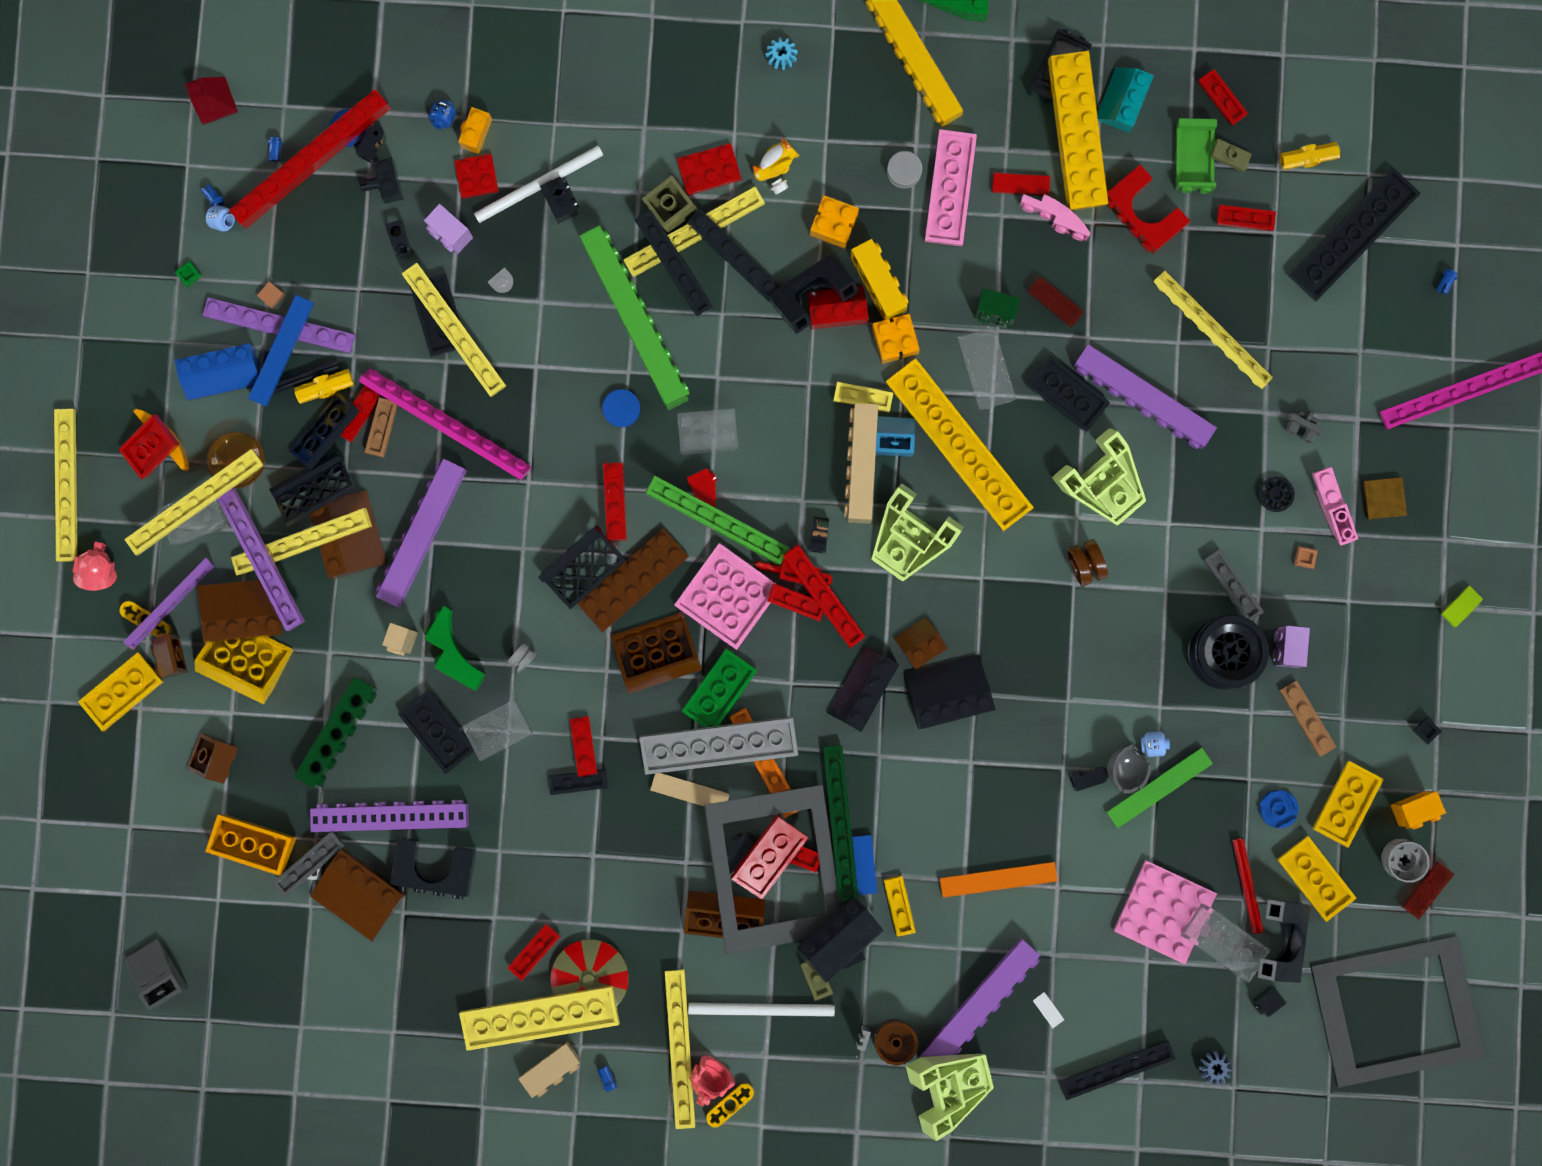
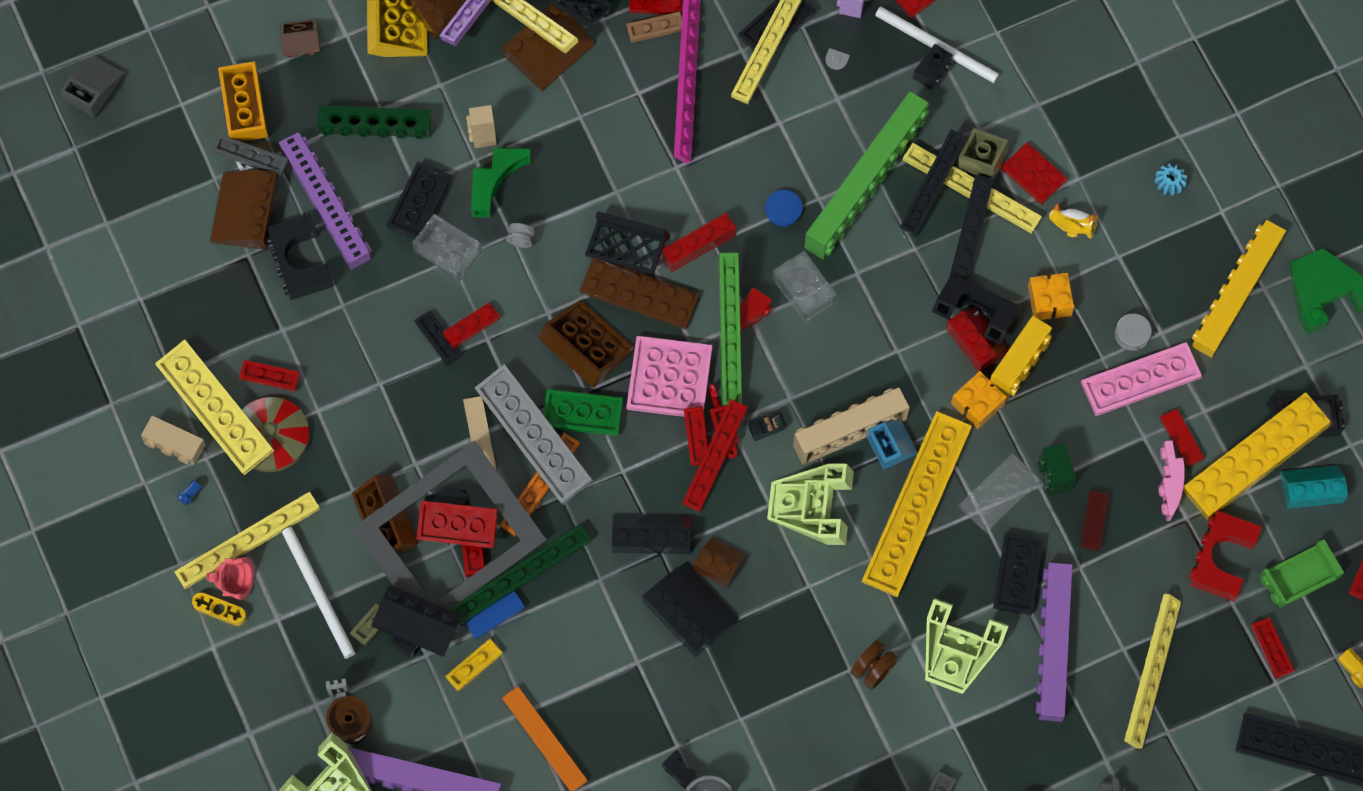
camera: 60 degrees right, 15 degrees down
(421, 533) = (582, 102): medium lavender brick -> none
(779, 185) = (1054, 236): white plate -> none
(854, 394) = (917, 414): light yellow plate -> none
(1230, 155) = (1320, 605): olive plate -> none

